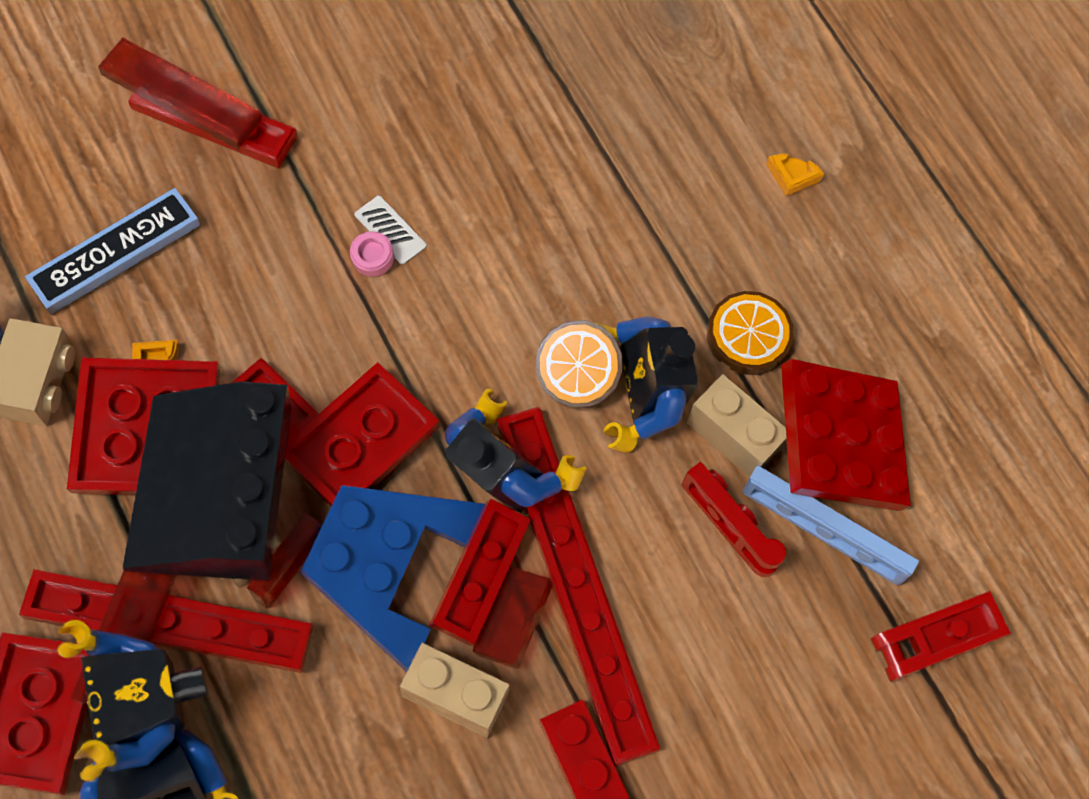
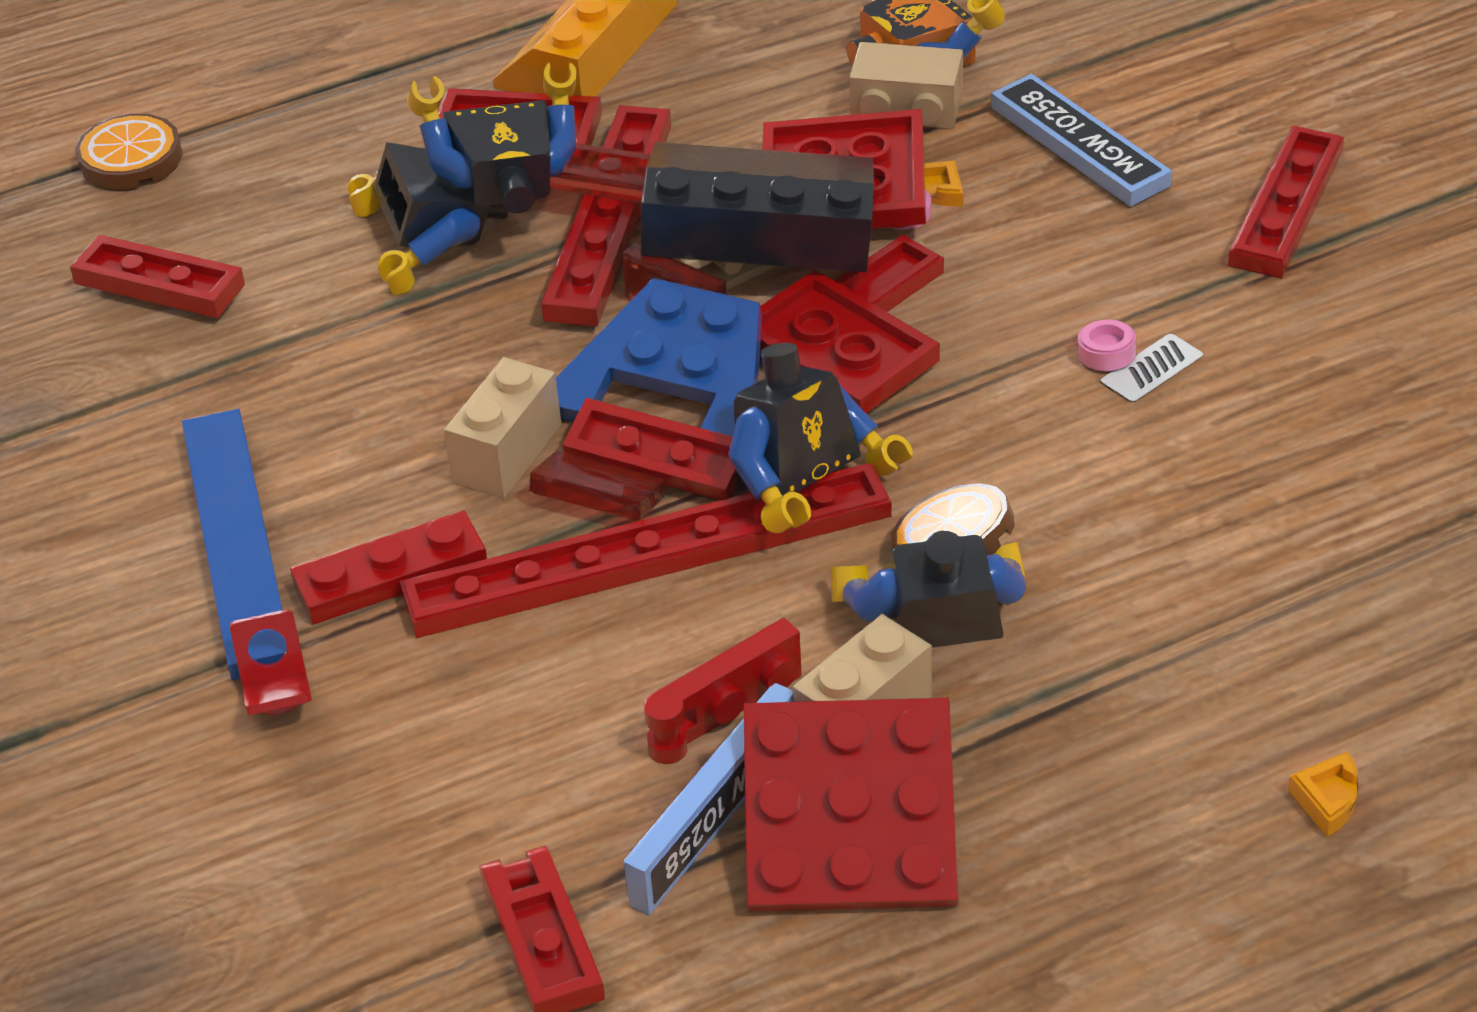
camera: 100 degrees right, 25 degrees down
(180, 93) = (1306, 158): clear red tile -> none
(750, 332) = (1030, 729): tile -> none

